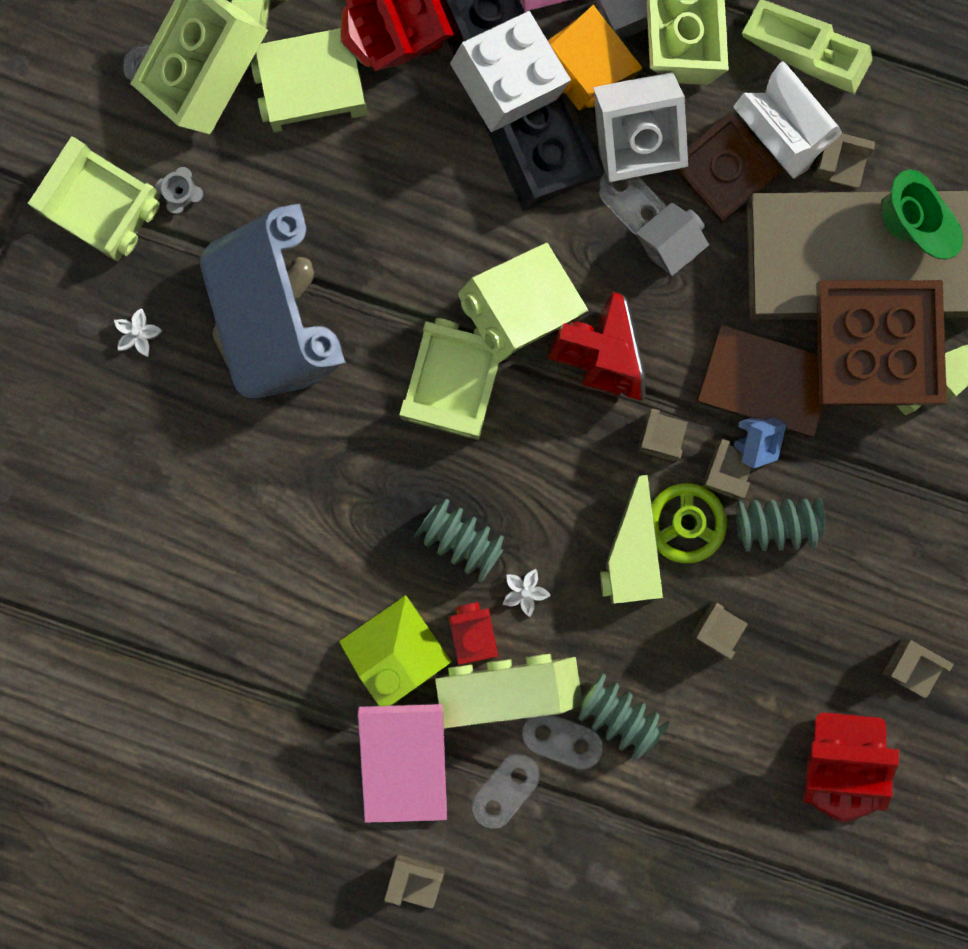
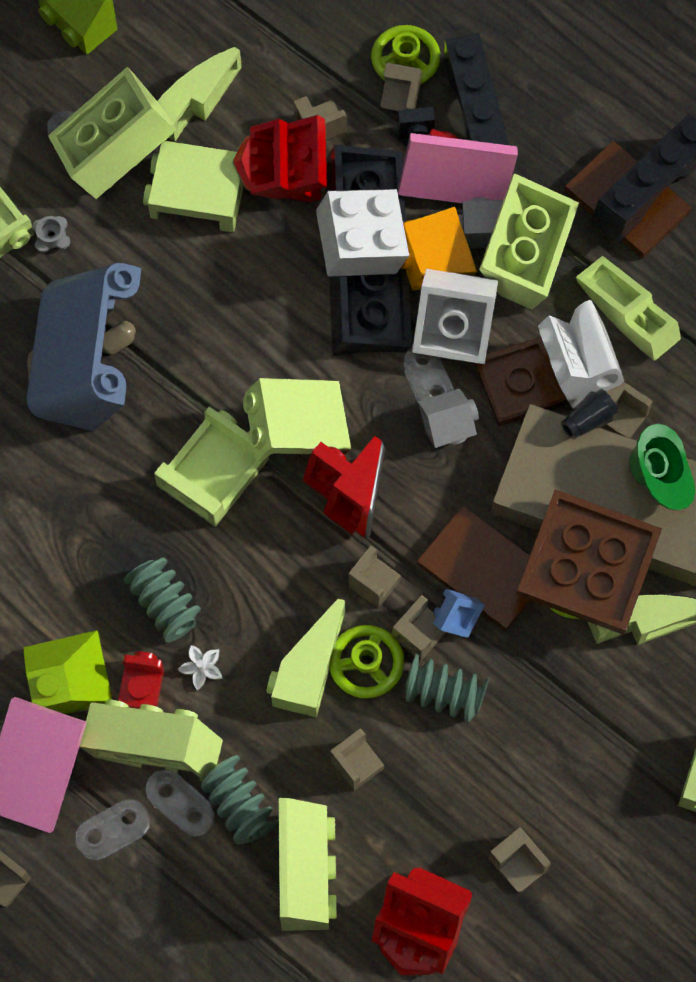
camera: 20 degrees right, 15 degrees down
(714, 760) = (305, 865): none -> yellowish green slope
(822, 183) = (591, 413): none -> black cone

